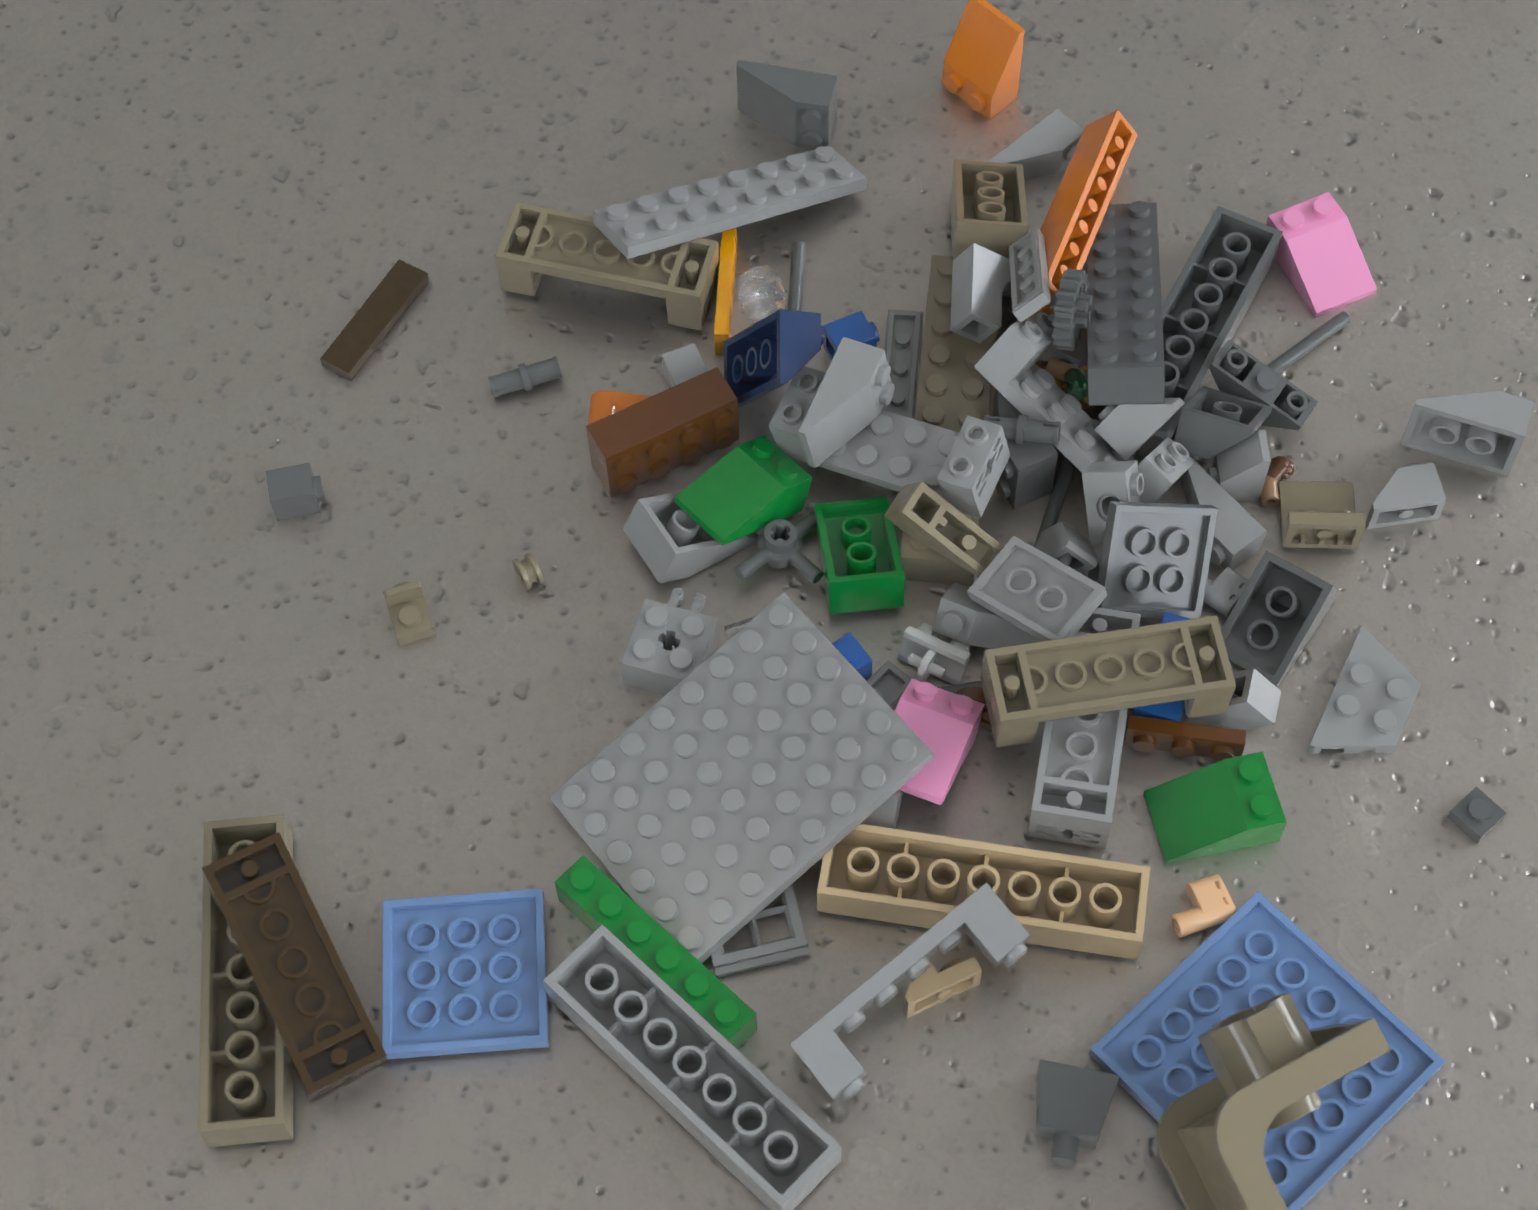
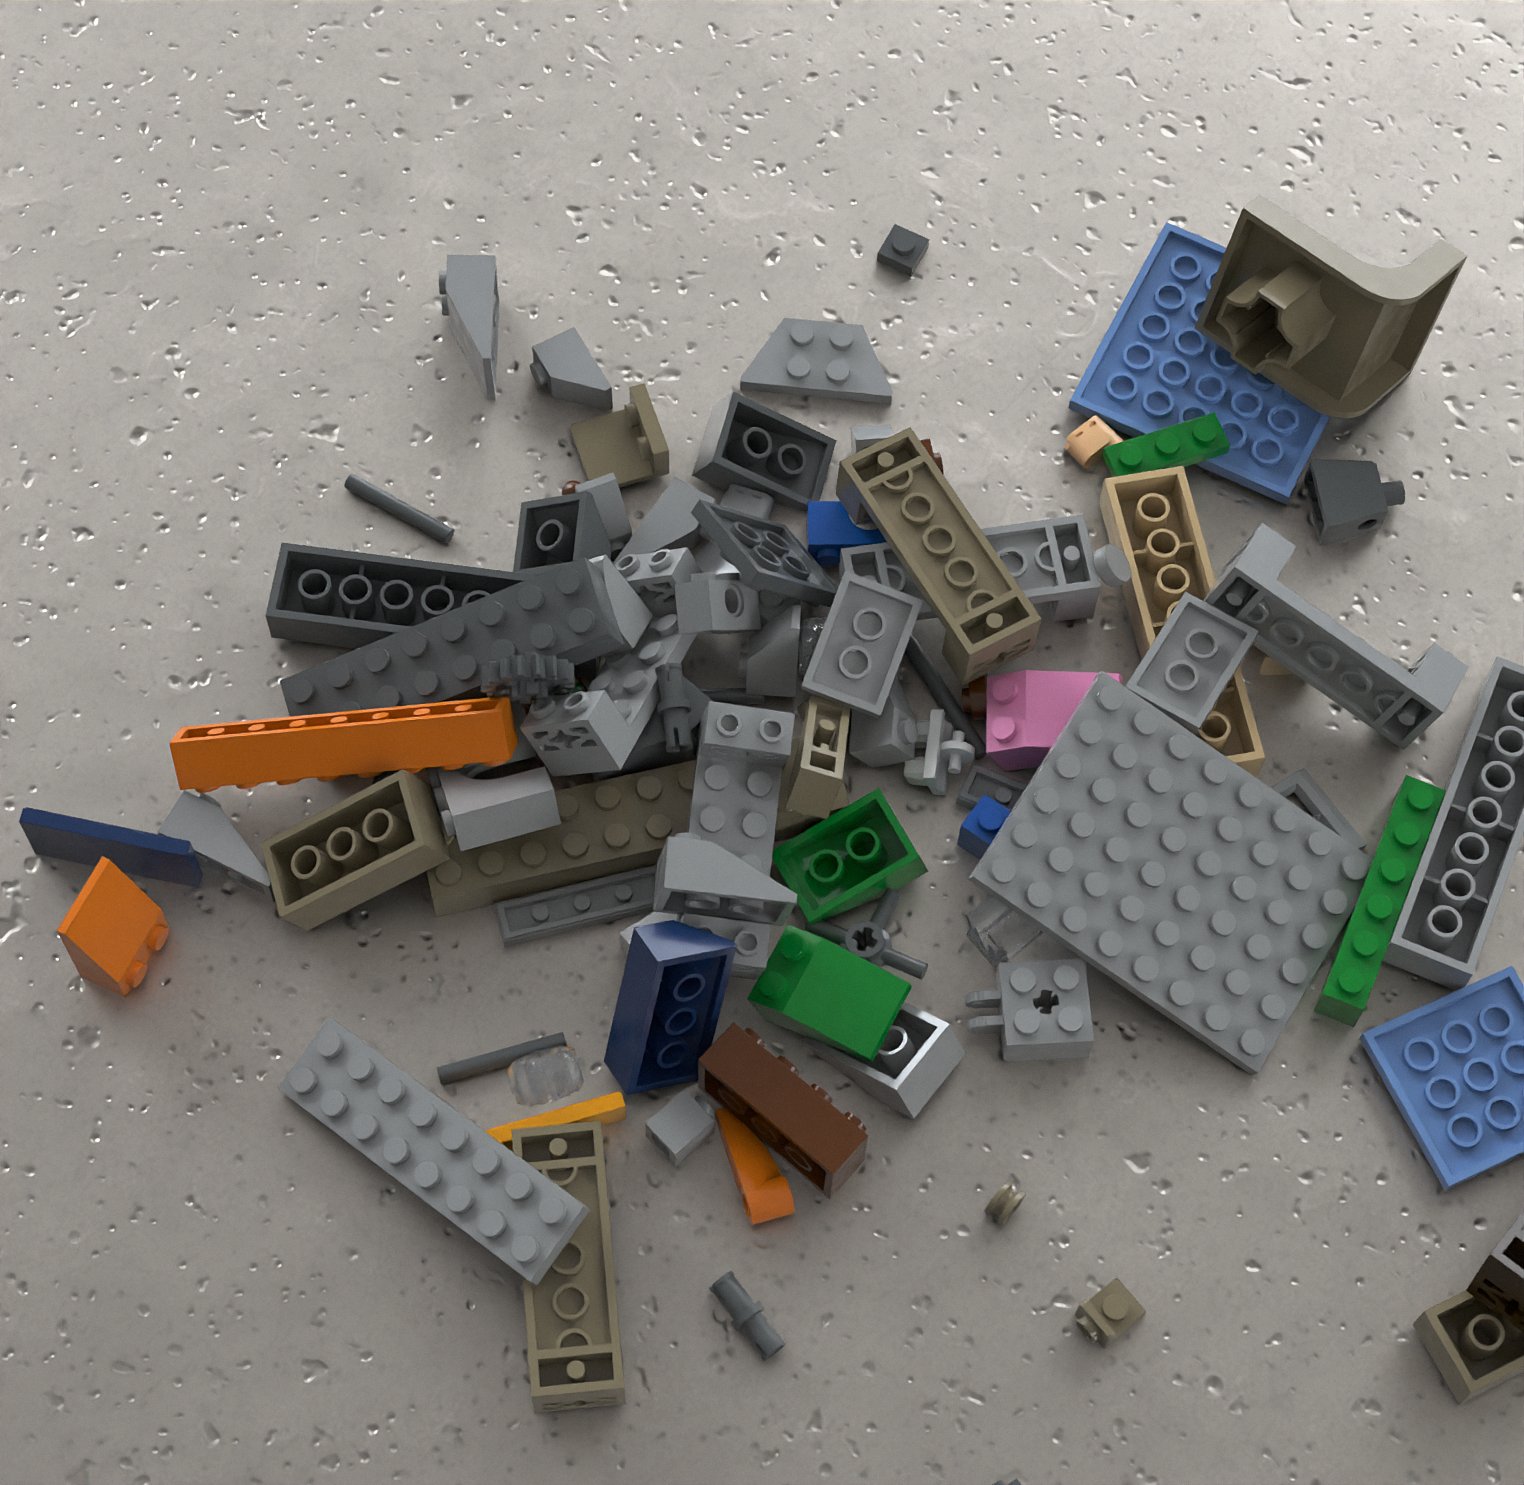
camera: 115 degrees left, 5 degrees up
(789, 102) = (246, 1135): dark grey slope -> none
(852, 327) = (567, 963): blue brick -> none
(927, 855) = (1192, 661): none -> light grey plate
(1029, 274) = (486, 737): light grey tile -> none
(1051, 830) = (1112, 565): none -> light grey tile
(1055, 75) = (129, 849): none -> dark blue tile
(1173, 951) = (1168, 447): none -> green plate
(1216, 809) = (998, 456): green slope -> none
(1249, 378) = (495, 522): dark grey slope -> none
(1321, 254) = (273, 509): bright pink slope -> none

